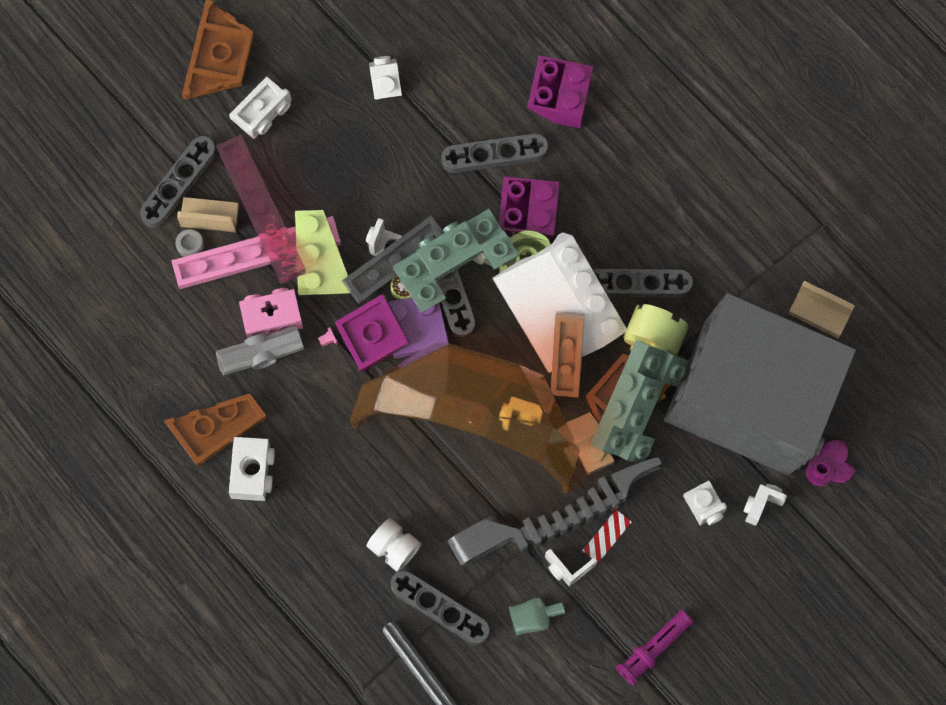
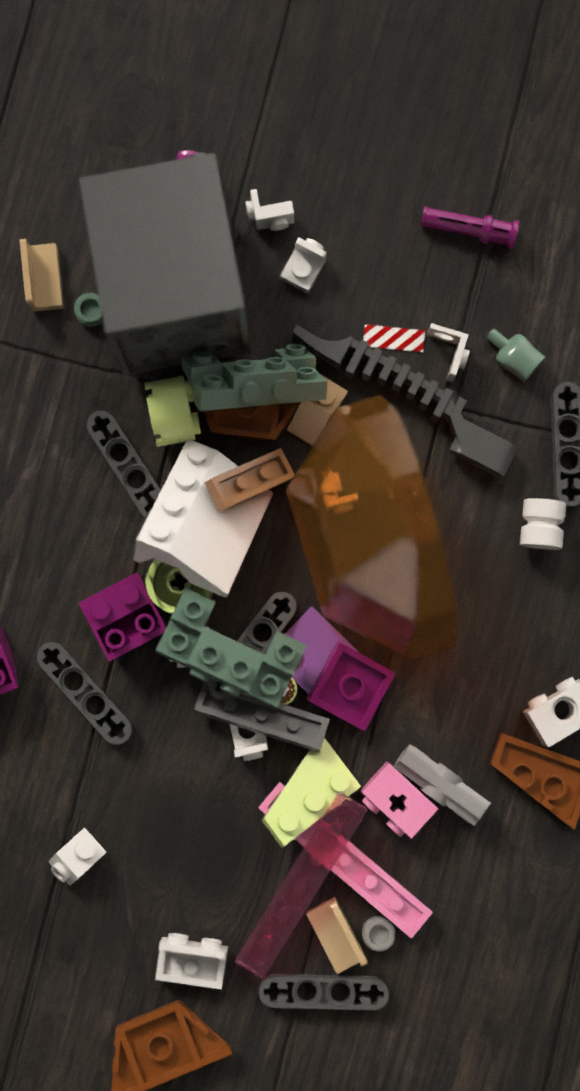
camera: 125 degrees left, 10 degrees up
(328, 338) = (381, 728): bright pink piece -> none

